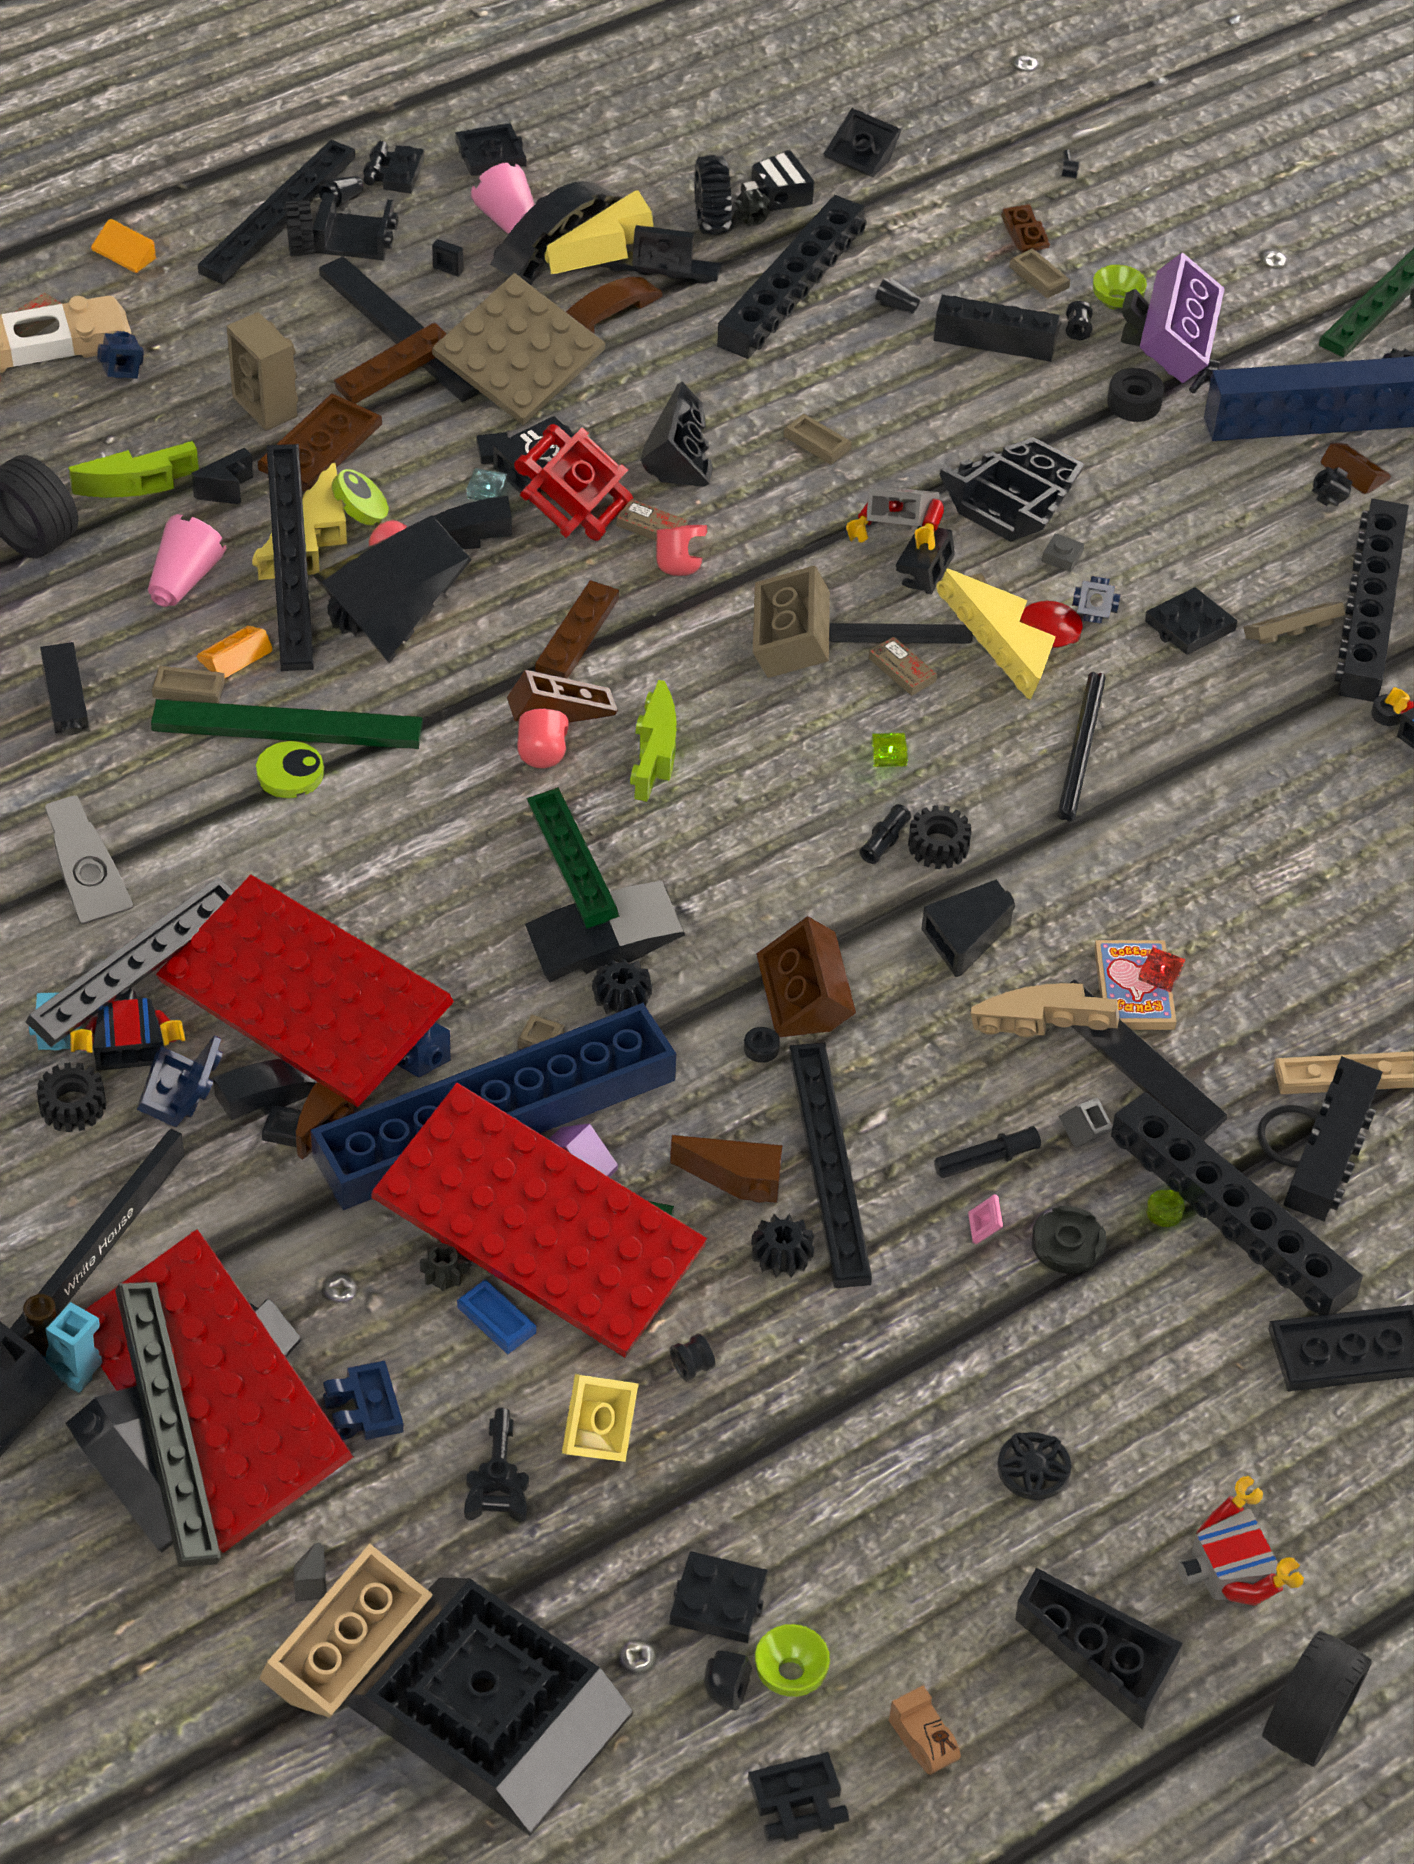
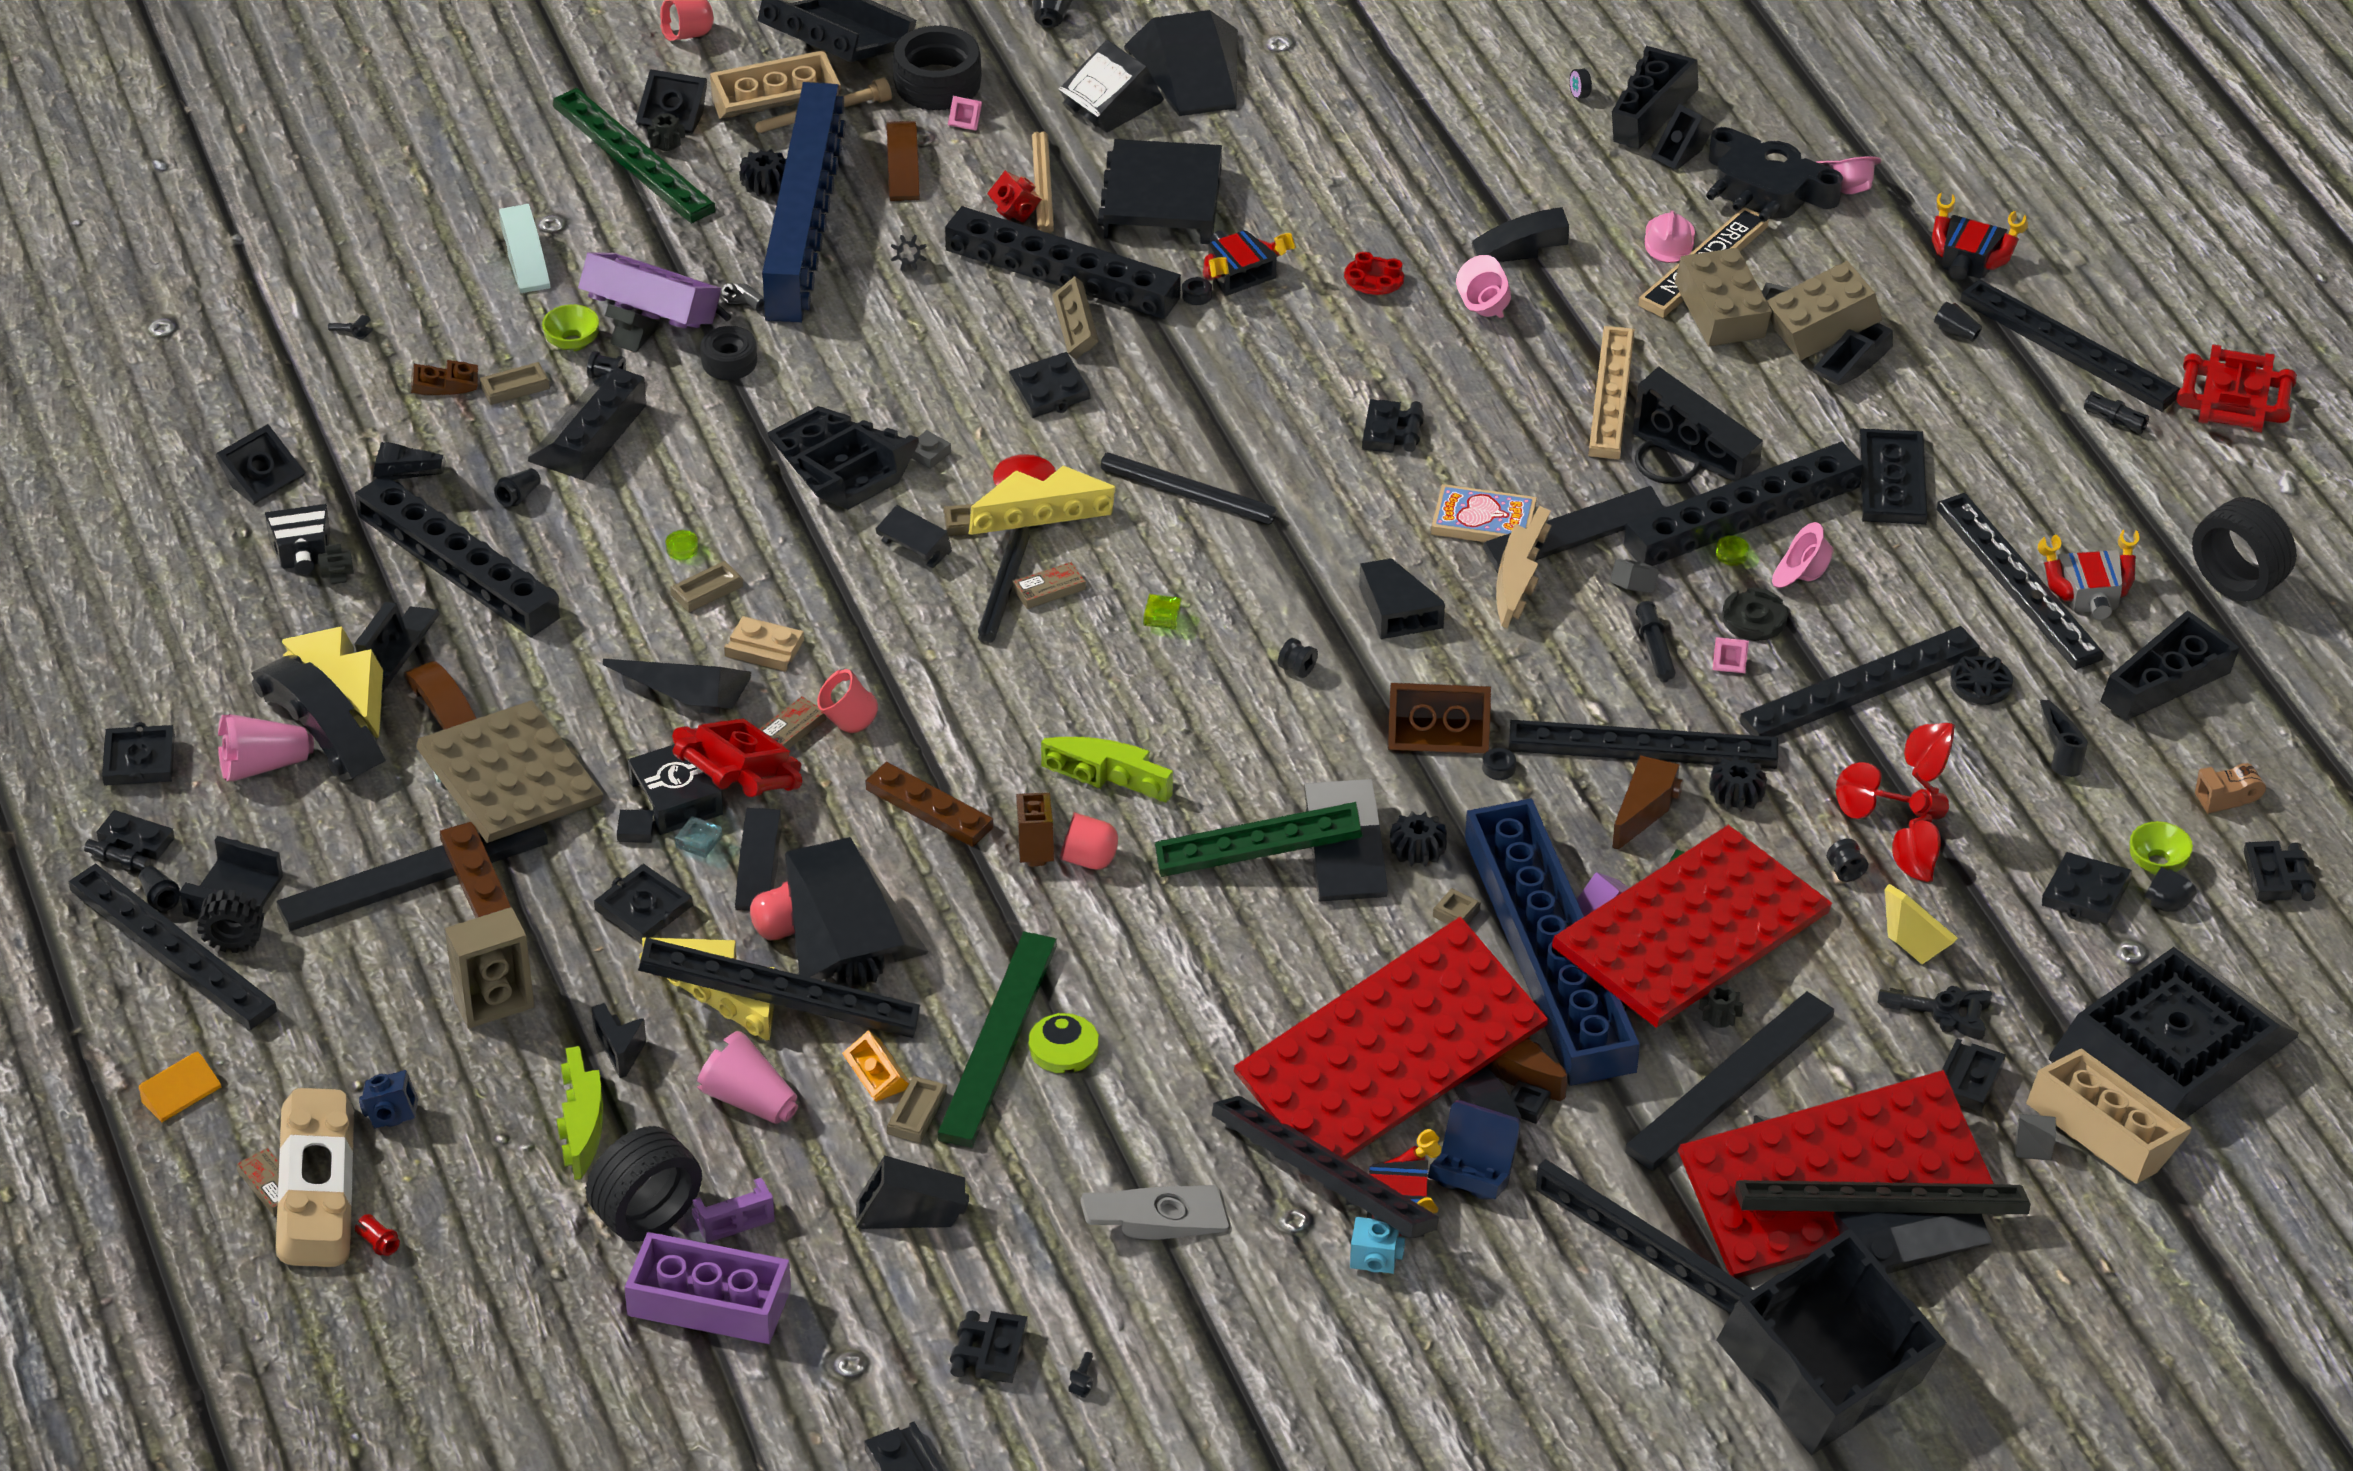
camera: 75 degrees left, 5 degrees down
(39, 585) = (735, 1213): none -> medium lavender hinge
(66, 1341) = (1796, 1237): medium azure hips -> none
(67, 1081) = (1466, 1233): black tyre -> none
(328, 436) = (580, 962): reddish brown tile -> none
(350, 1292) = (1729, 1081): none -> black tile
(362, 497) = (695, 929): lime tile -> none
(374, 1400) = (1857, 1073): dark blue plate -> none
(393, 1503) = (1973, 1073): none -> black plate
(396, 466) = (643, 902): none -> black plate
(447, 257) = (318, 814): black tile -> none
(496, 1316) = (1774, 985): blue tile -> none
(712, 194) = (321, 580): black gear -> none
(754, 488) = (764, 643): none -> tan plate
(791, 621) = (990, 635): dark tan brick -> none
(796, 1416) = (1918, 846): none -> red plant
(855, 858) = (1297, 657): none -> black wheel
(865, 413) = (682, 545): none -> clear neon green tile
(876, 844) = (1264, 633): black pin -> none
(891, 218) = (404, 462): none -> black slope
(900, 507) = (856, 530): torso -> none
(939, 823) = (1282, 611): black tyre -> none
(947, 1544) = (2065, 739): none -> black piece
(990, 1351) = (1859, 684): none -> black plate
(1096, 586) = (1016, 432): brick -> none
(1161, 969) = (1486, 486): clear red plate -> none
(1164, 1274) = (1806, 557): none -> bright pink piece
(1187, 1511) = (2020, 581): none -> black tile
(1219, 237) = (524, 248): none -> light aqua slope
(1244, 890) = (1382, 425): none -> black plate
(1361, 471) = (875, 238): reddish brown slope -> none

